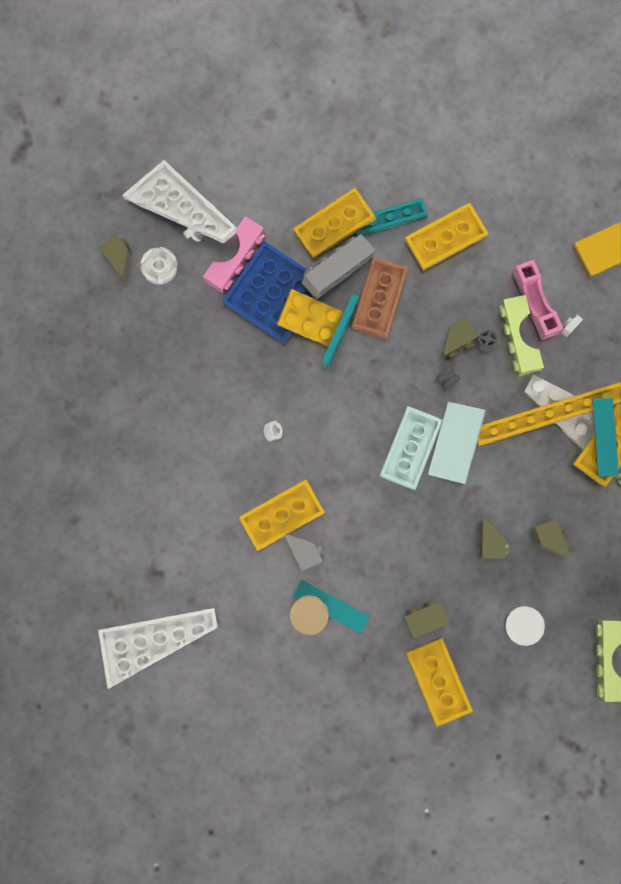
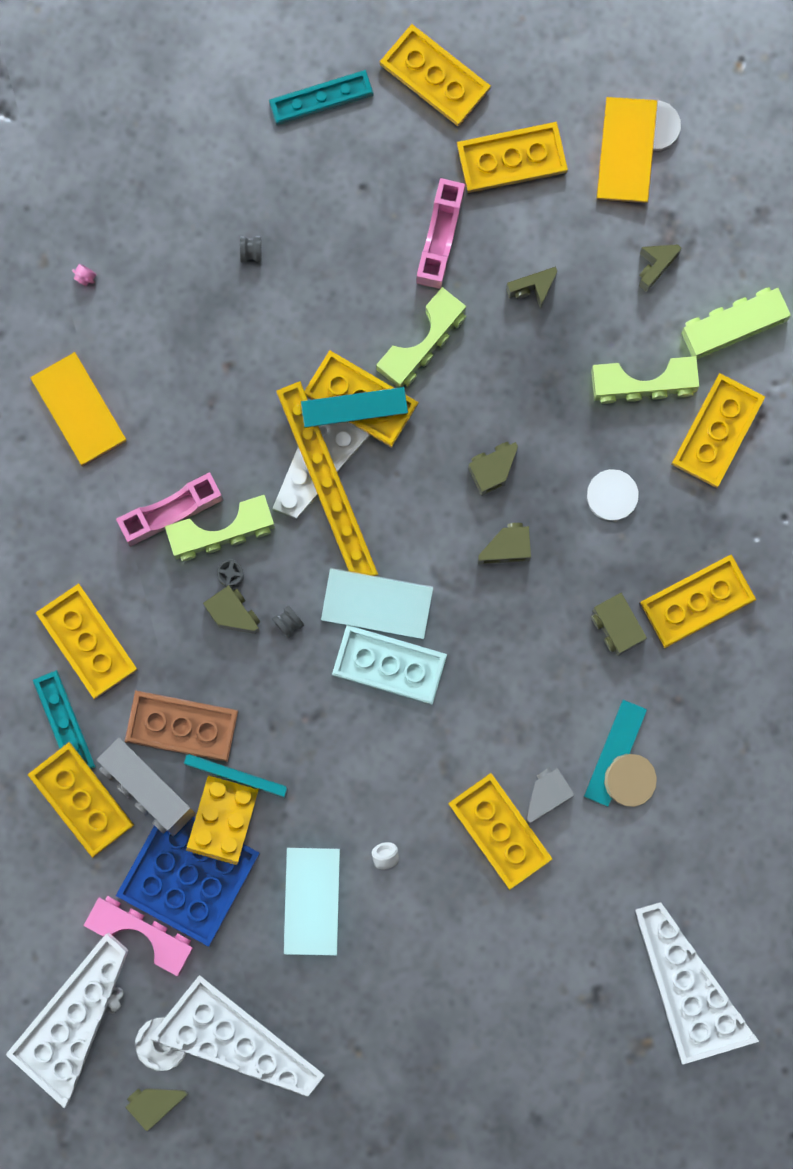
camera: 100 degrees left, 0 degrees up
(160, 306) = (223, 1033): none -> white wing
(246, 376) = (311, 901): none -> light aqua tile
(569, 713) = (718, 430): none -> yellow plate
(570, 325) = (199, 462): white plate -> none

